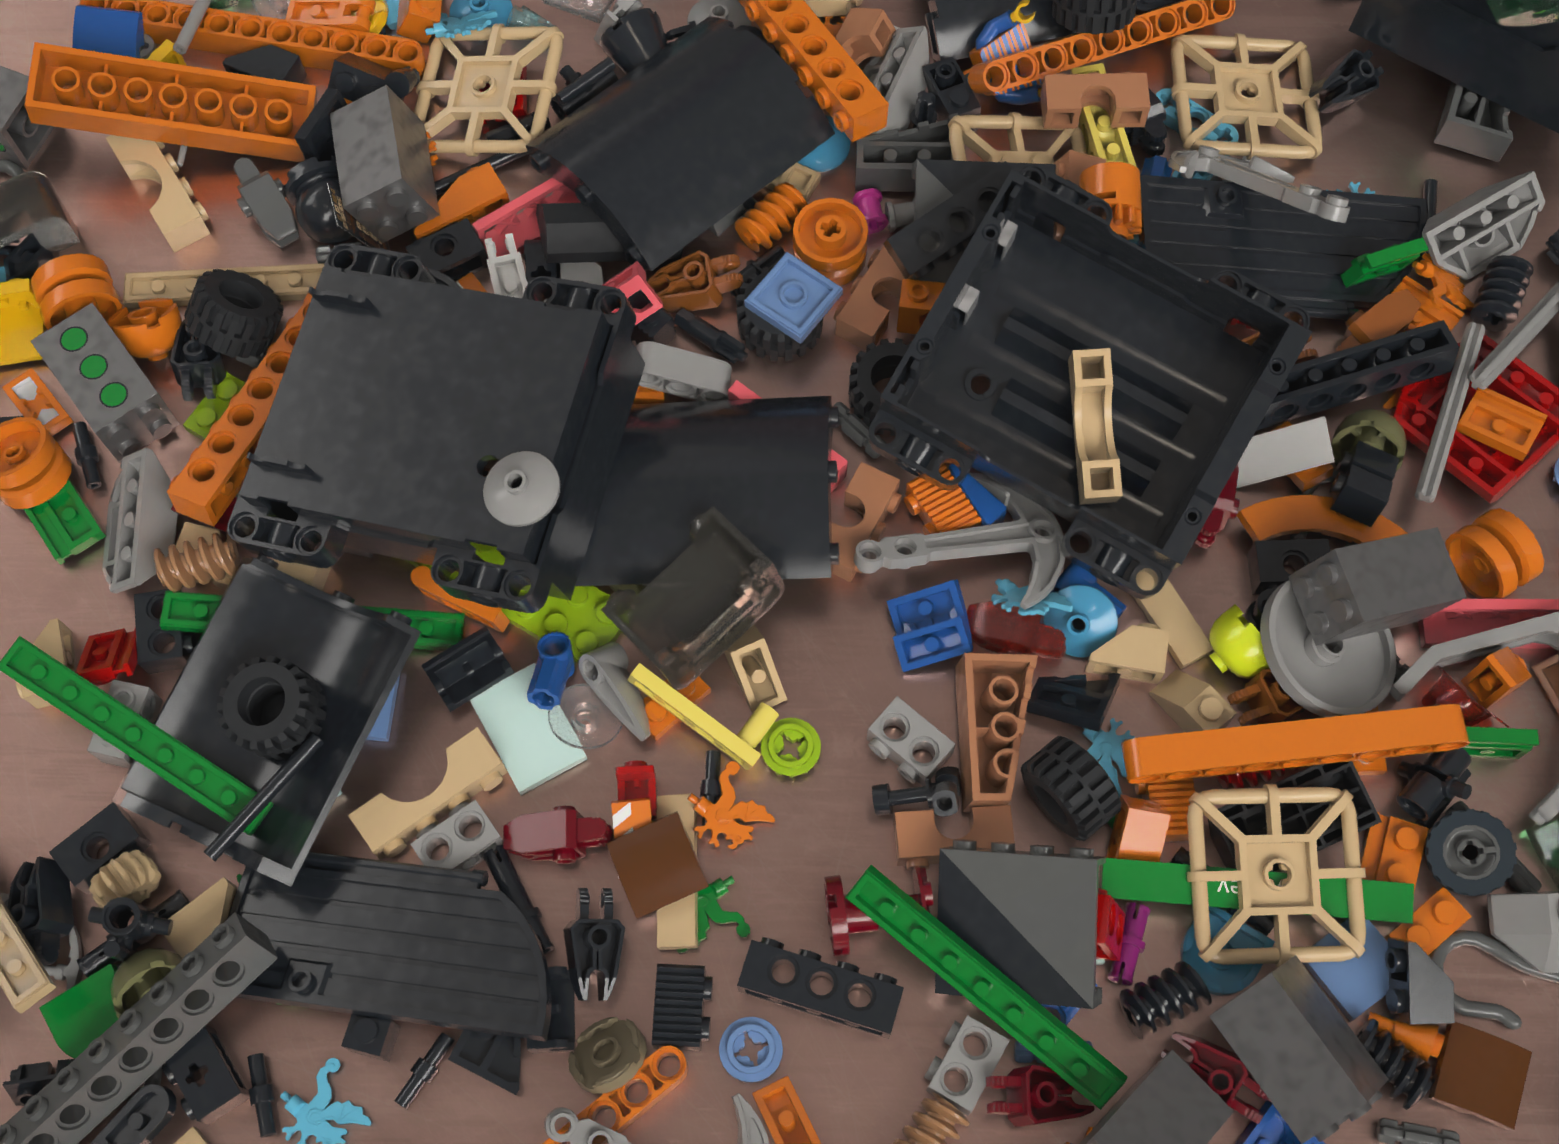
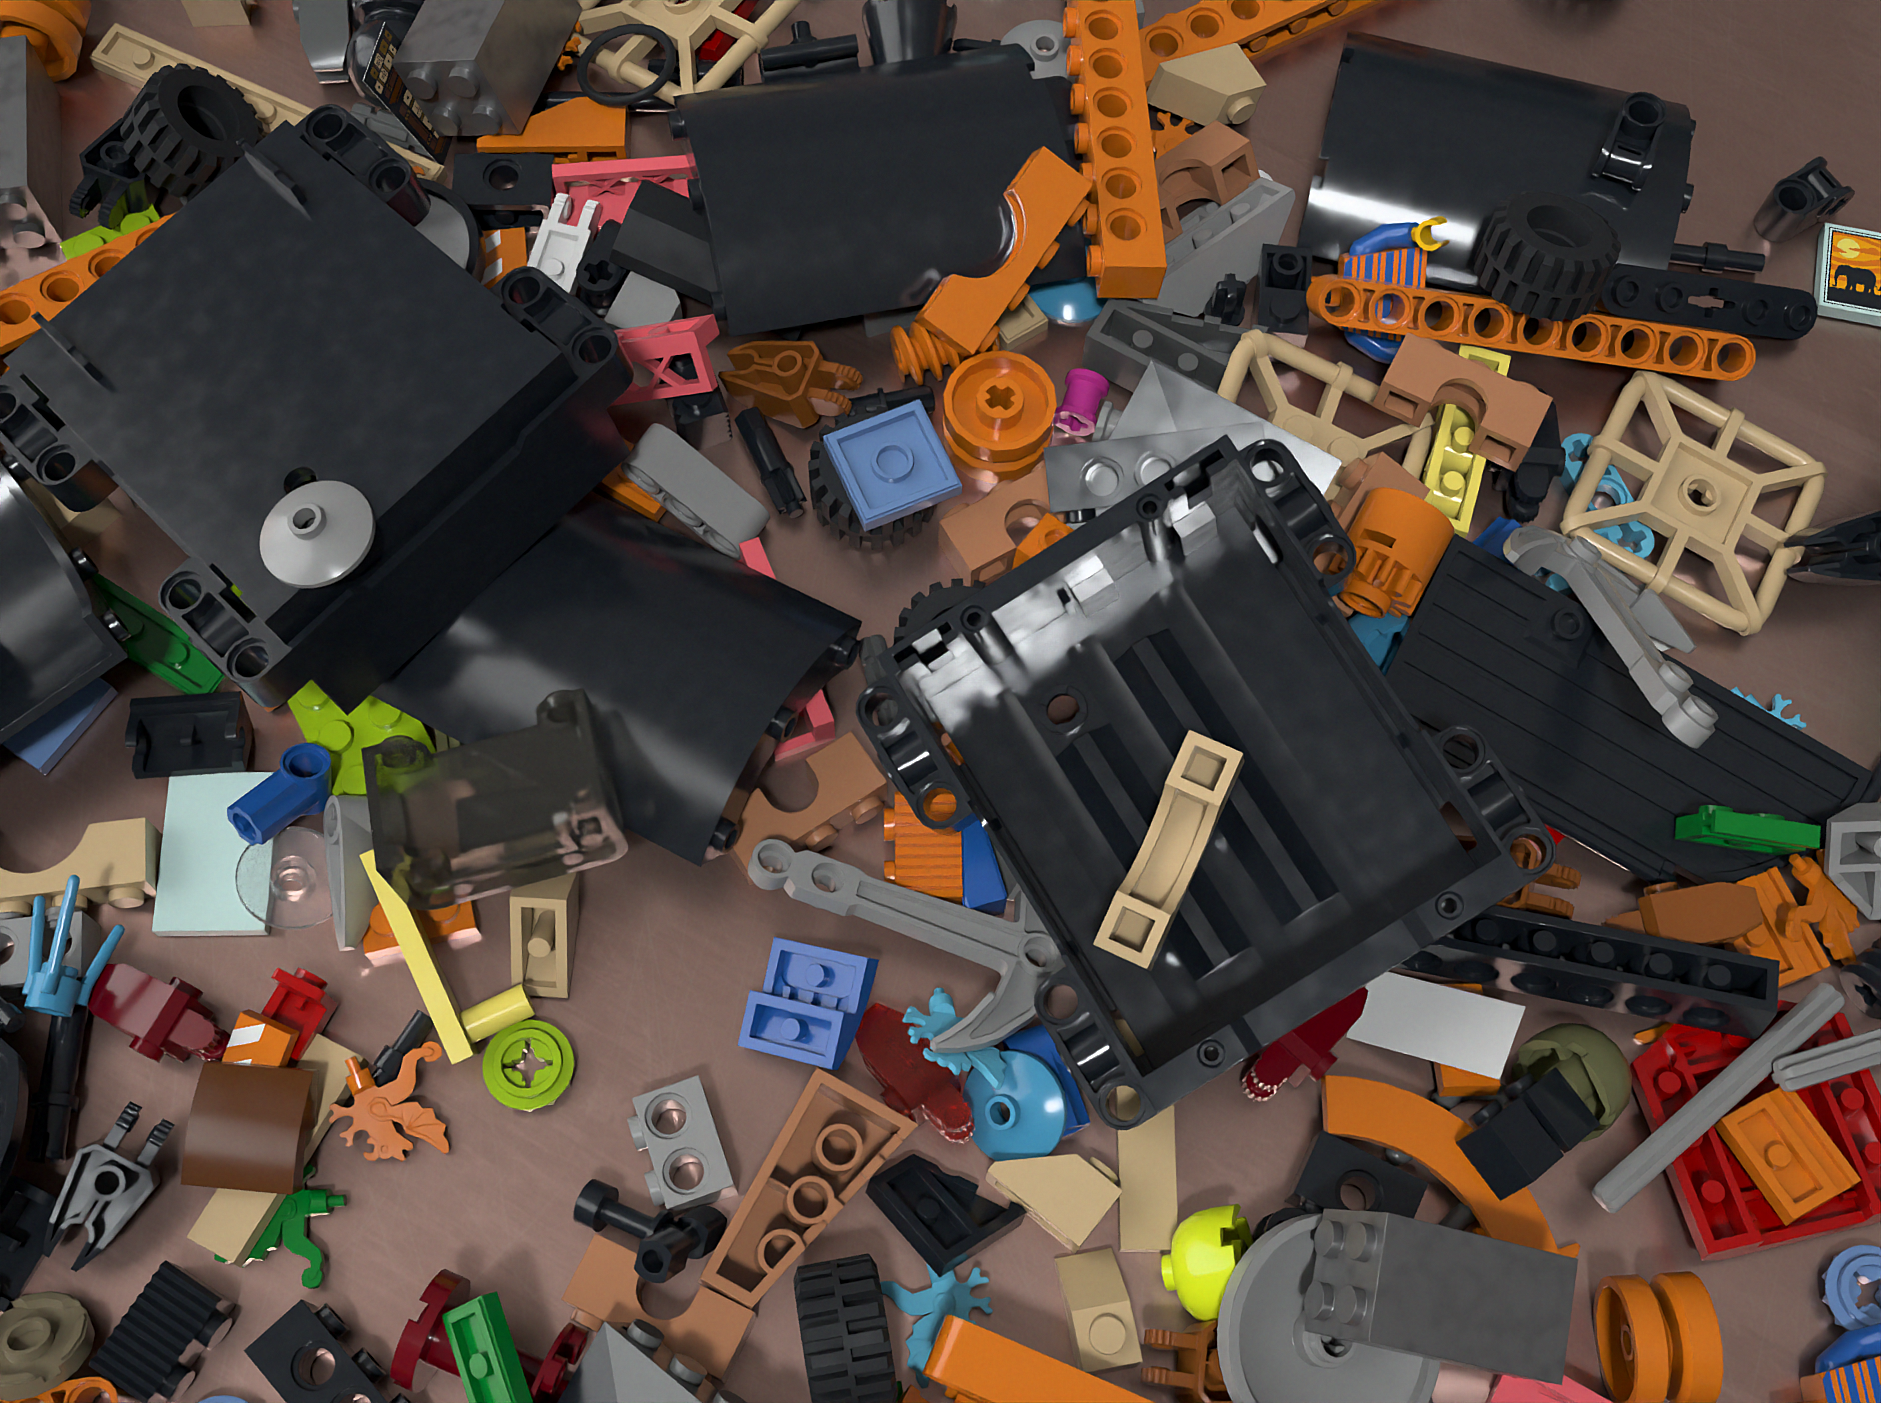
camera: 25 degrees right, 0 degrees up
(148, 330) = (83, 103): orange cylinder -> none
(475, 115) = (612, 34): none -> black tyre
(492, 848) = (53, 986): none -> dark azure plant
(794, 100) = (1042, 201): none -> orange arch

